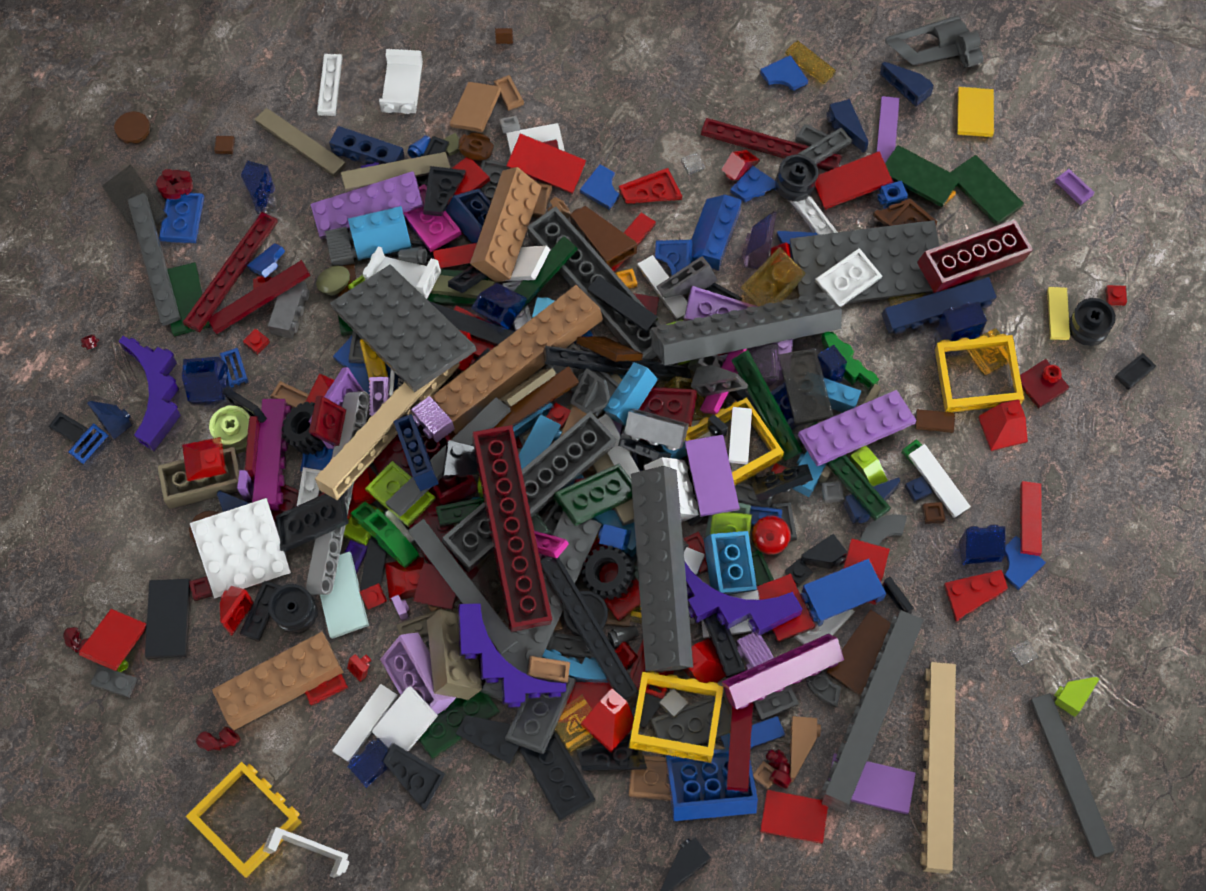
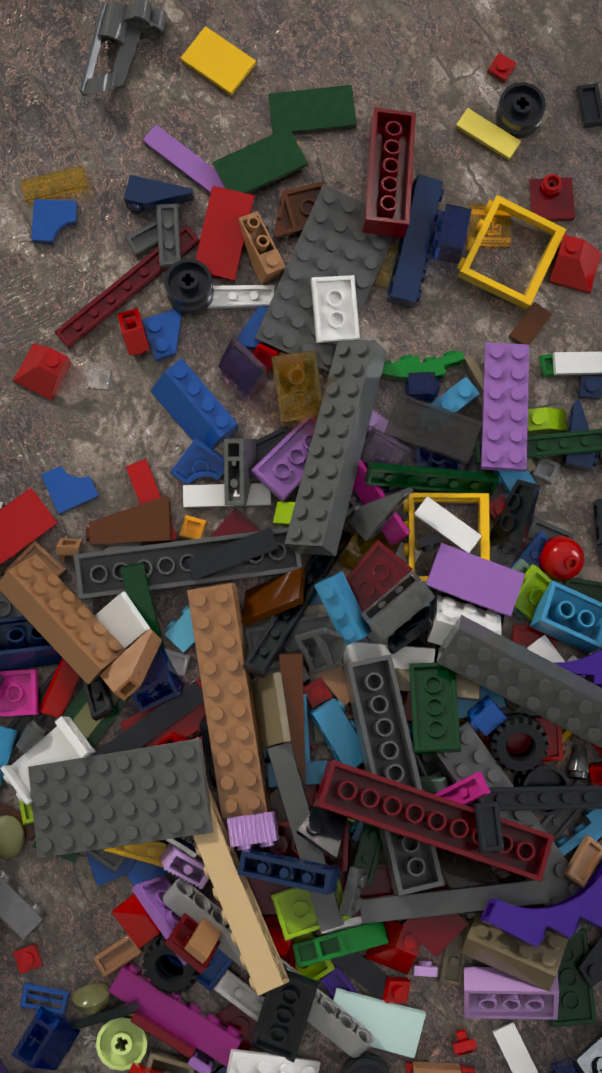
camera: 60 degrees left, 15 degrees up
(251, 391) = (92, 998): none -> olive hat
(333, 425) = (203, 940): none -> medium nougat tile
(405, 720) = (552, 1033): white tile -> none
(427, 508) = (355, 882): none -> dark grey plate
(501, 282) = (131, 667): none -> medium nougat slope
(529, 563) = (488, 827): none -> black tile
(651, 188) = (103, 439): red wing -> none
(673, 127) = (43, 370): none -> red slope
(858, 207) = (261, 249): none -> medium nougat slope
(895, 189) = (267, 196): blue brick -> none
(907, 82) = (148, 102): dark blue slope -> none
(1074, 187) = (362, 24): medium lavender tile -> none

